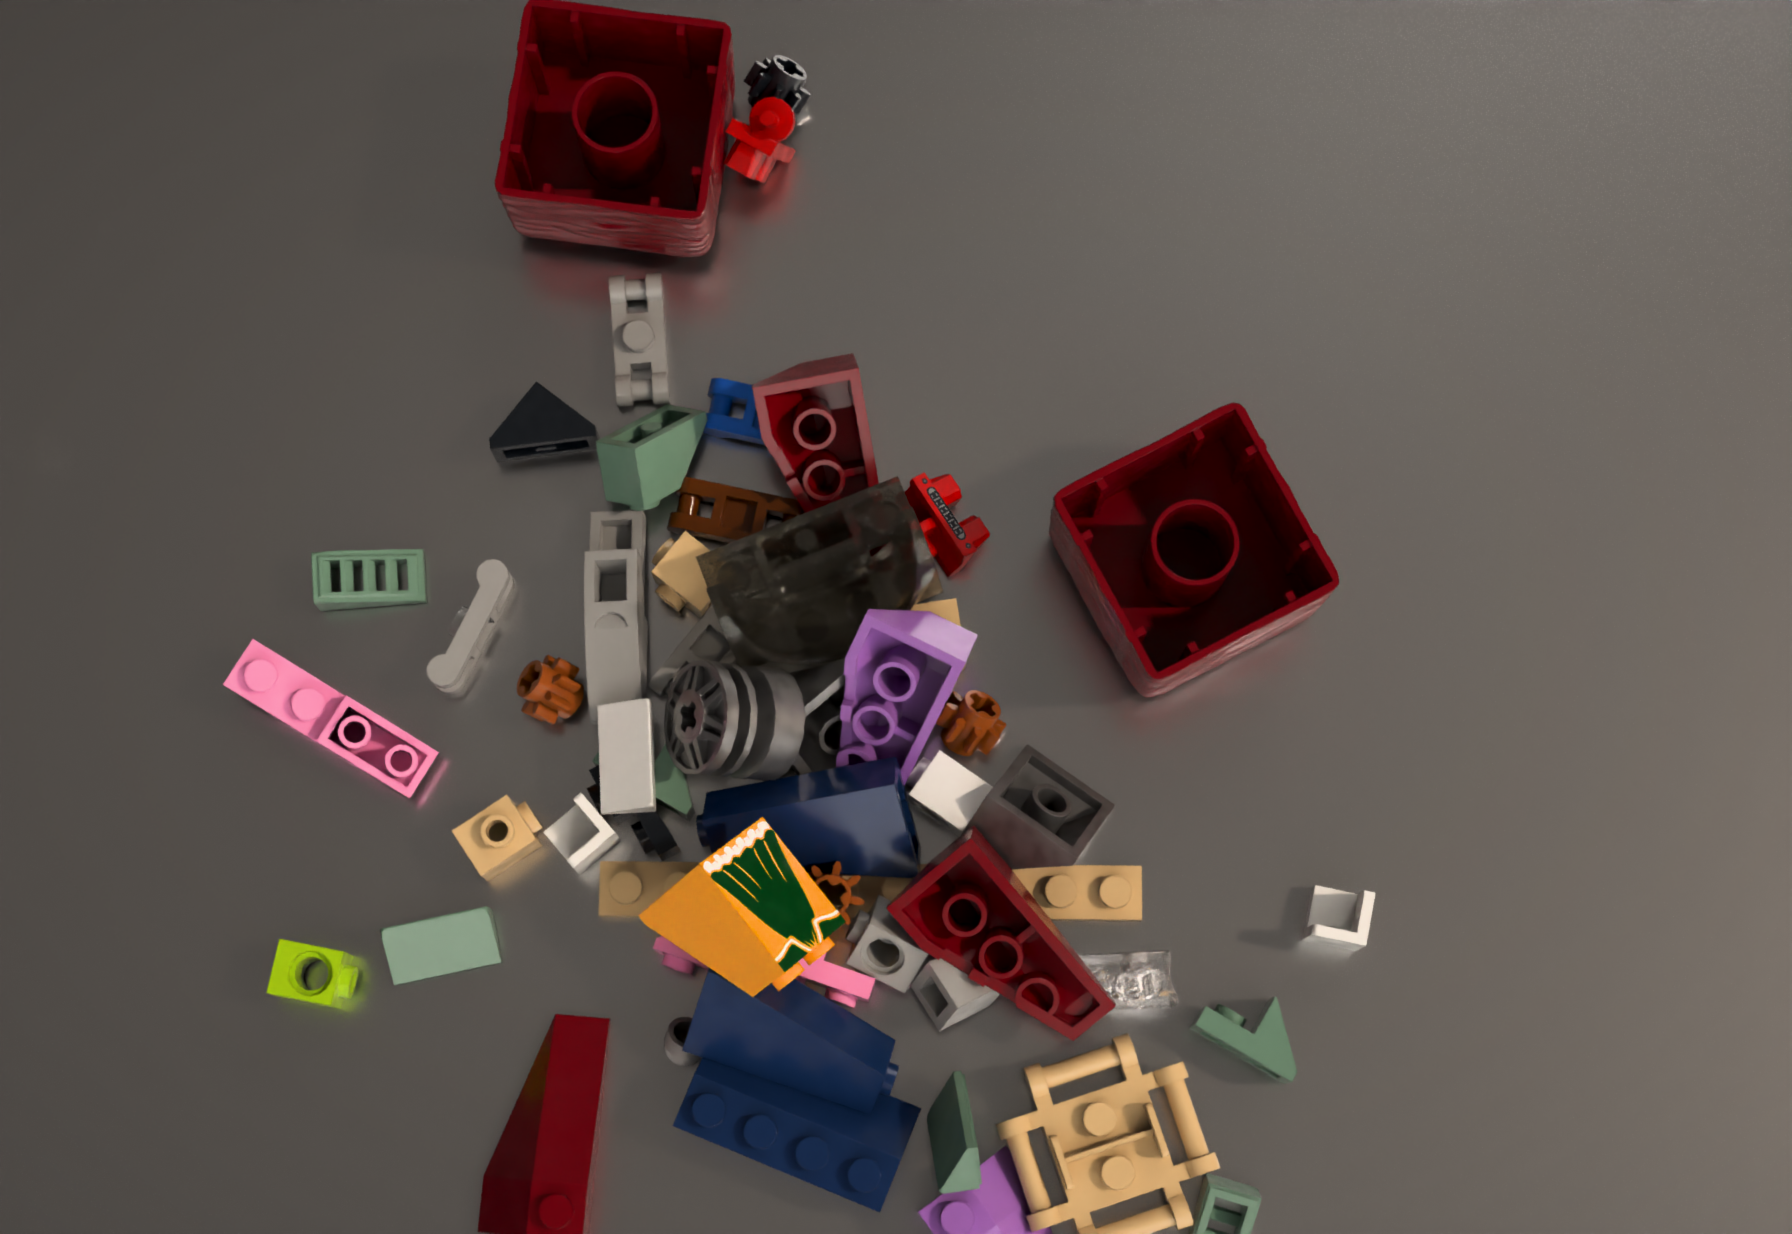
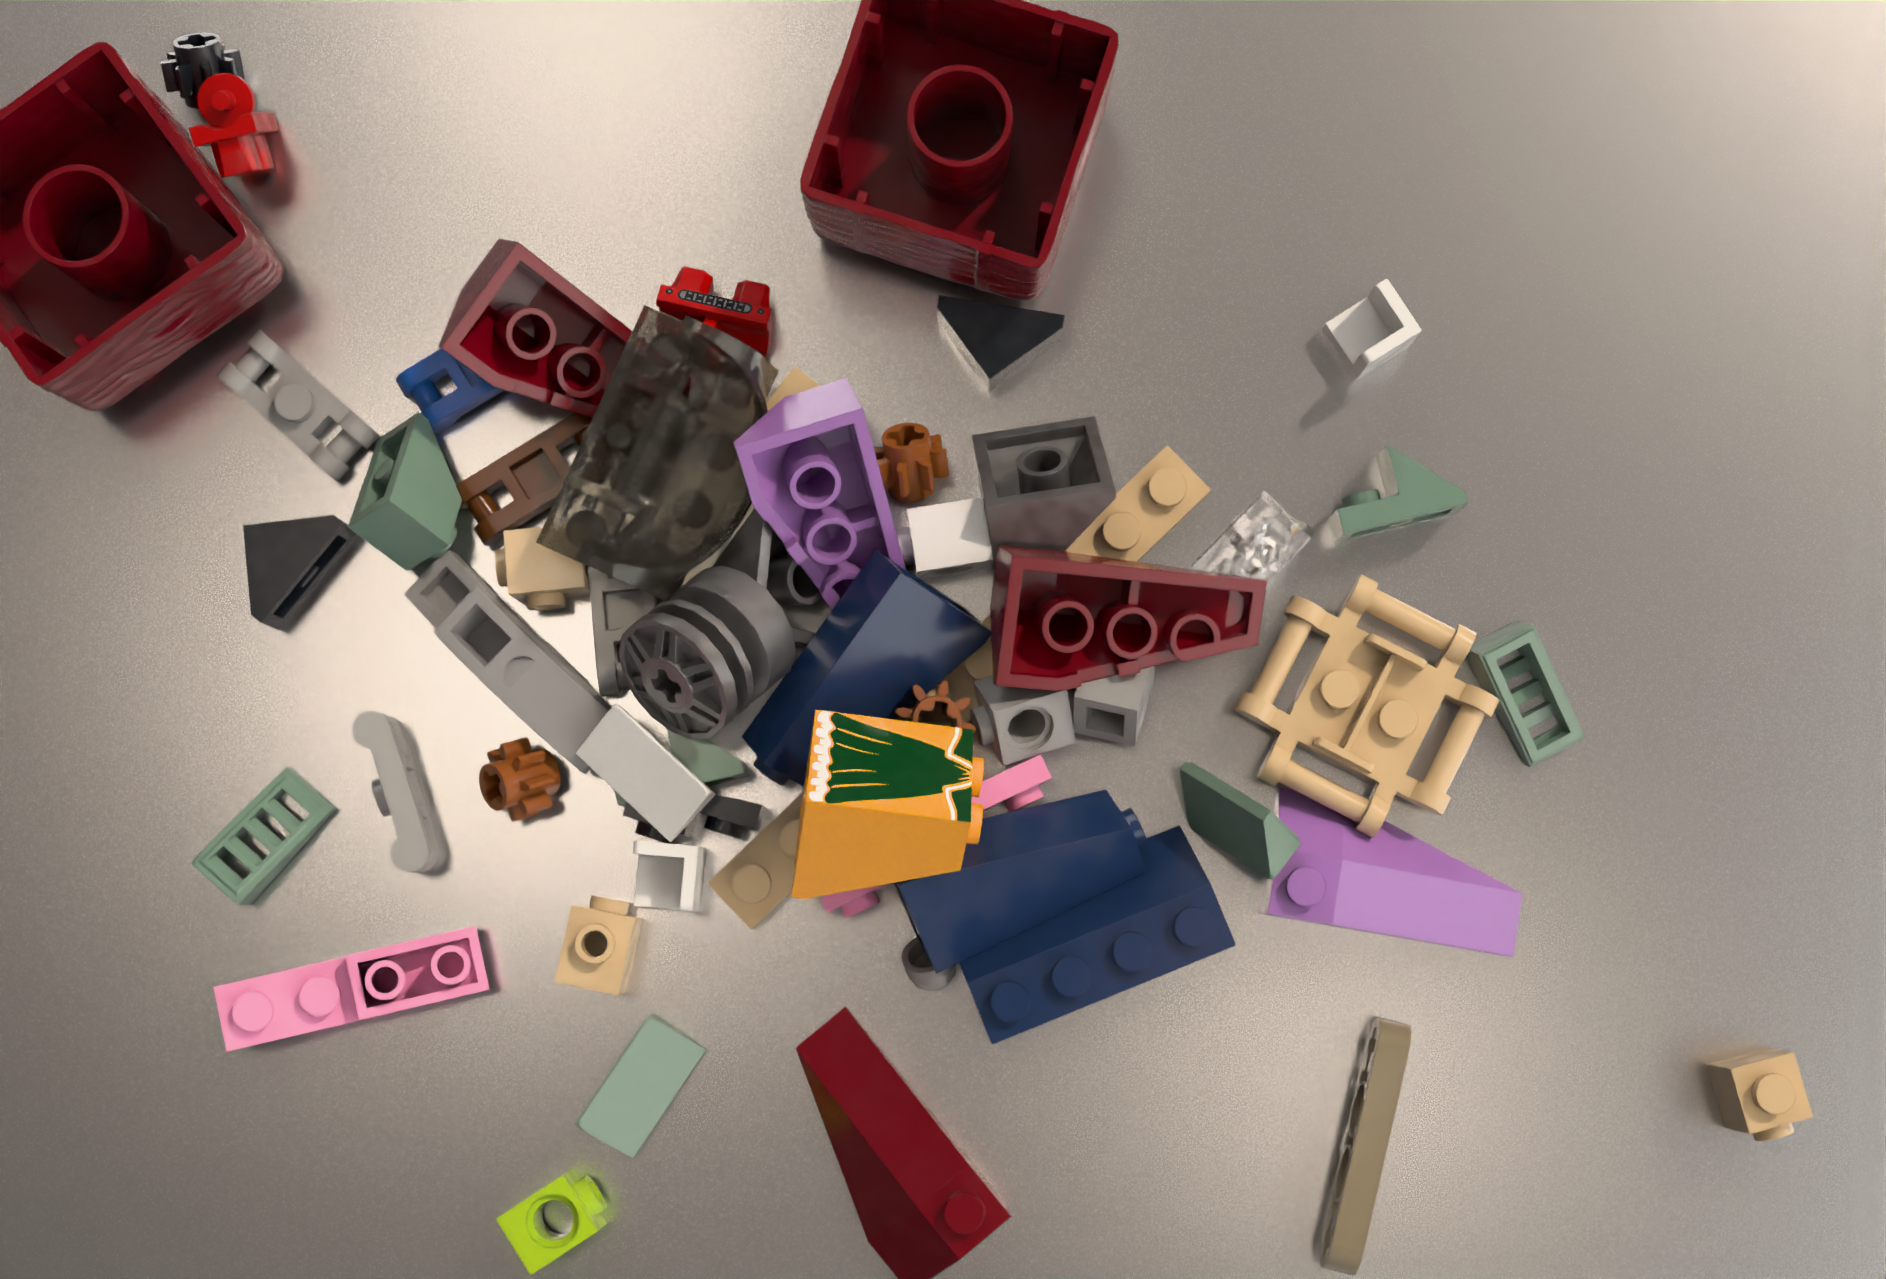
camera: 40 degrees left, 5 degrees up
(1099, 700) = (997, 337): none -> black slope

